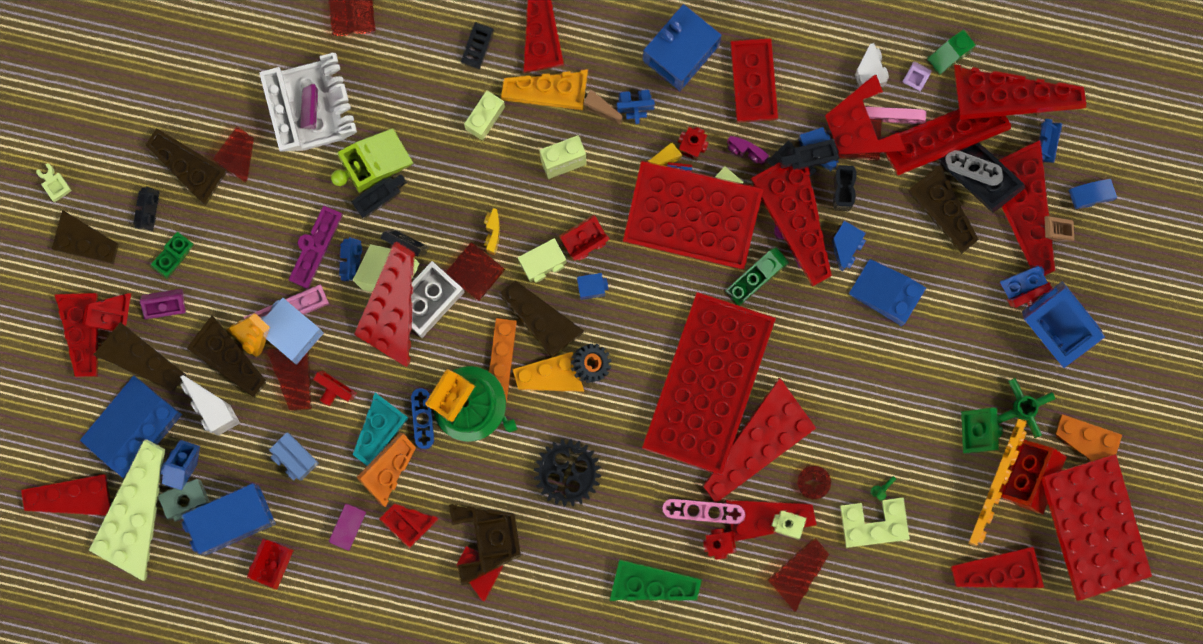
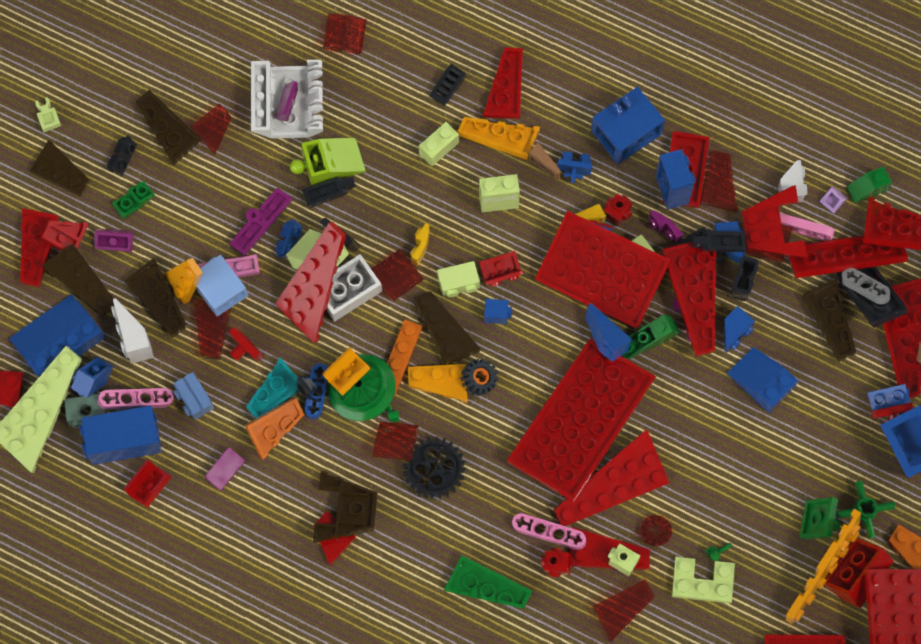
camera: 15 degrees right, 10 degrees down
(234, 478) = (135, 398): none -> bright pink beam
(407, 523) = (279, 479): red wing -> none
(412, 419) = (306, 386): none -> black slope
(519, 453) = (395, 441): none -> clear red slope
(716, 287) = (608, 337): none -> blue slope
(747, 99) = (675, 179): none -> blue brick
(792, 88) = (718, 183): none -> clear red wing

